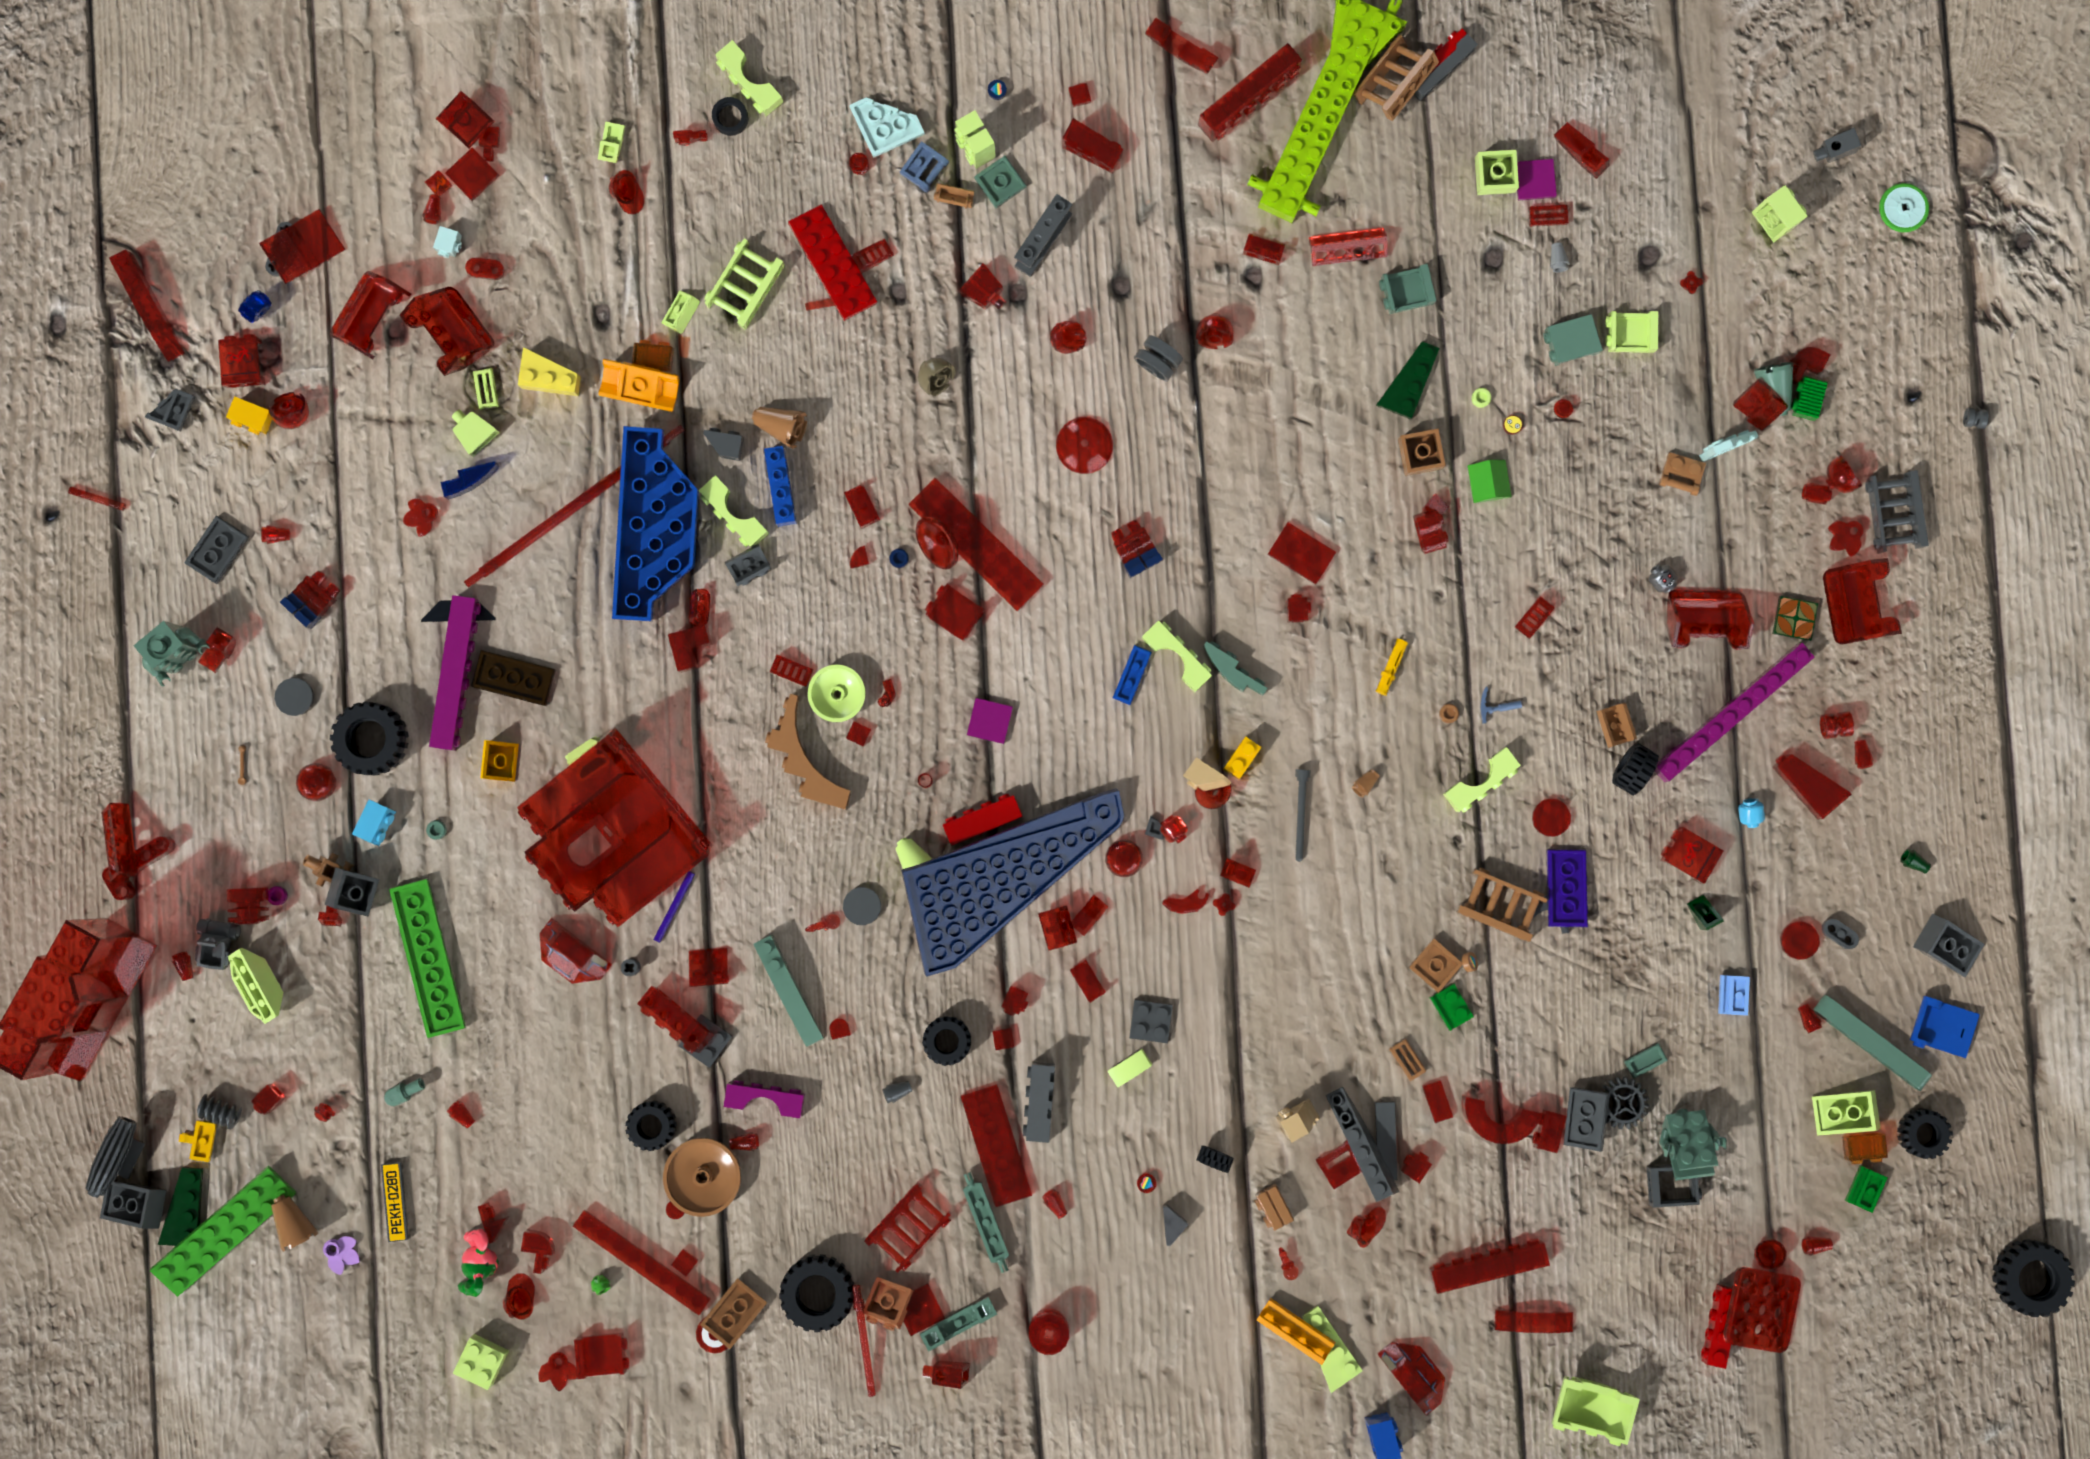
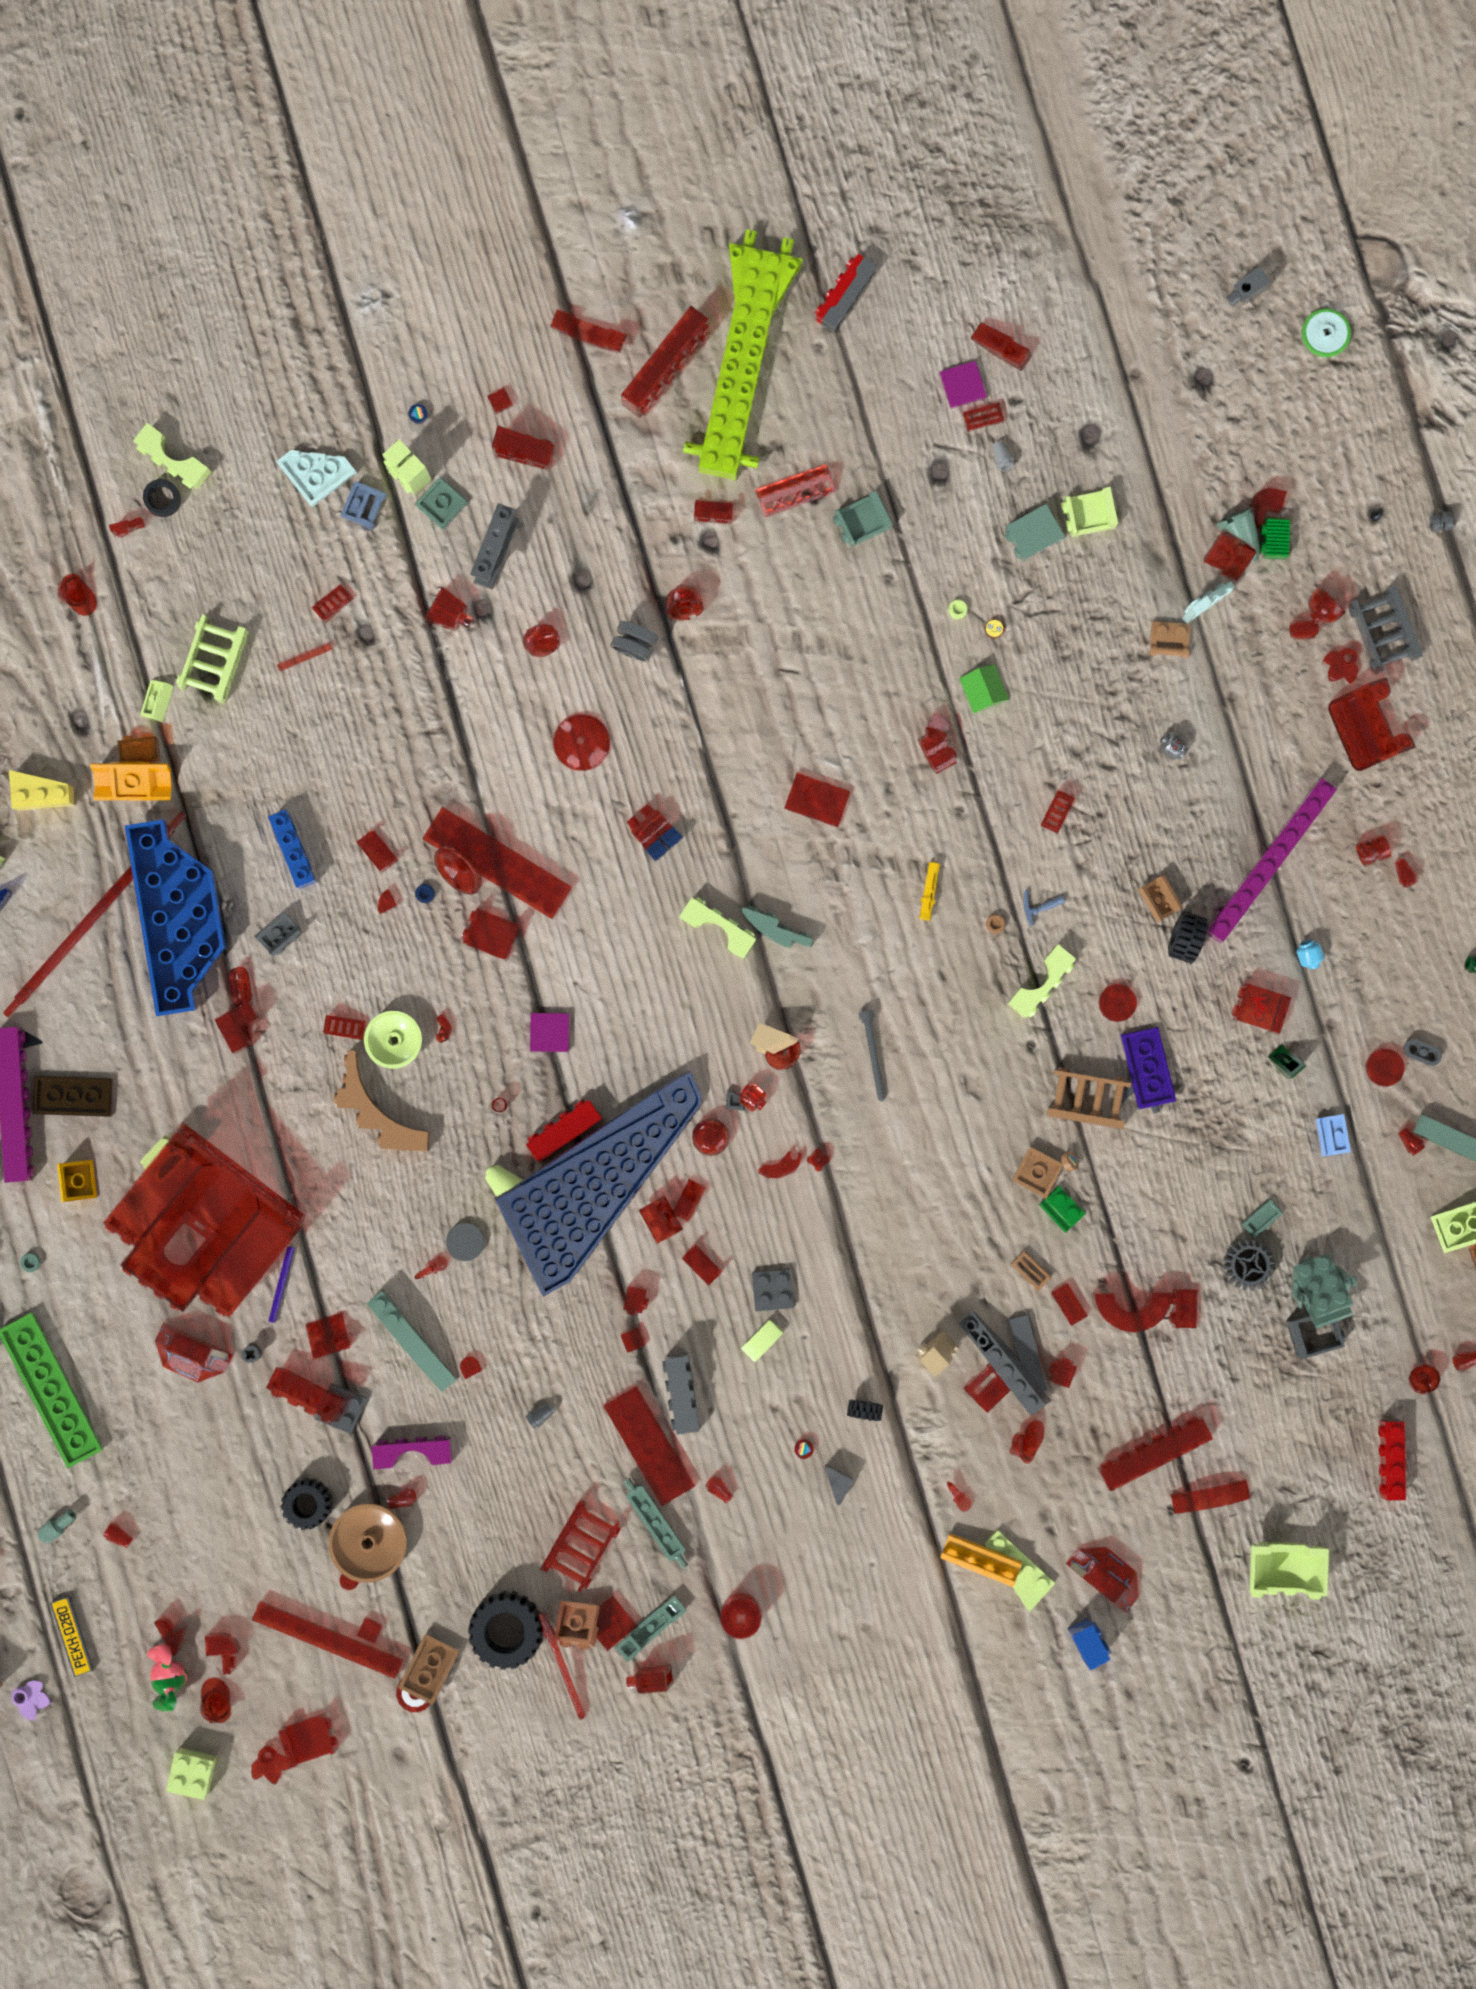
camera: 20 degrees left, 0 degrees up
(600, 1284) = (292, 1671): bright green plate -> none
(611, 142) = (51, 549): yellowish green slope -> none
(717, 494) = (232, 871): yellowish green arch -> none
(727, 445) = (230, 820): dark grey slope -> none
(782, 424) = (280, 788): medium nougat cone -> none
(832, 262) = (294, 618): red plate -> none
(857, 160) = (299, 512): clear red wheel -> none
(858, 734) = (424, 1074): clear red tile -> none
(934, 375) = (419, 707): dark tan cylinder -> none
(934, 1052) = (565, 1366): black tyre -> none
(954, 195) = (399, 526): medium nougat hinge -> none
(1132, 675) = (678, 956): blue tile -> none
(1238, 872) = (824, 1126): clear red slope -> none
(1242, 758) = (803, 1013): yellow brick -> none
(1274, 1207) = (933, 1443): medium nougat brick -> none
(1297, 608) = (825, 855): clear red brick -> none
(1365, 783) = (929, 1010): medium nougat cone -> none
(1407, 88) = (815, 327): medium nougat fence -> none
(1409, 384) = (884, 612): dark green wing -> none
(1421, 452) = (911, 675): medium nougat brick -> none
(1496, 172) = (923, 386): yellowish green brick -> none
(1563, 408) = (1039, 602): clear red plate -> none
(1586, 1119) = (1217, 1288): dark grey tile -> none
(1691, 288) = (1138, 457): clear red plate -> none
(1709, 615) = (1226, 771): clear red windscreen -> none
(1774, 1331) = (1445, 1452): clear red piece -> none
(1780, 213) = (1206, 365): yellowish green brick -> none
(1795, 618) = (1310, 755): tile -> none
(1810, 786) = (1361, 915): clear red slope -> none

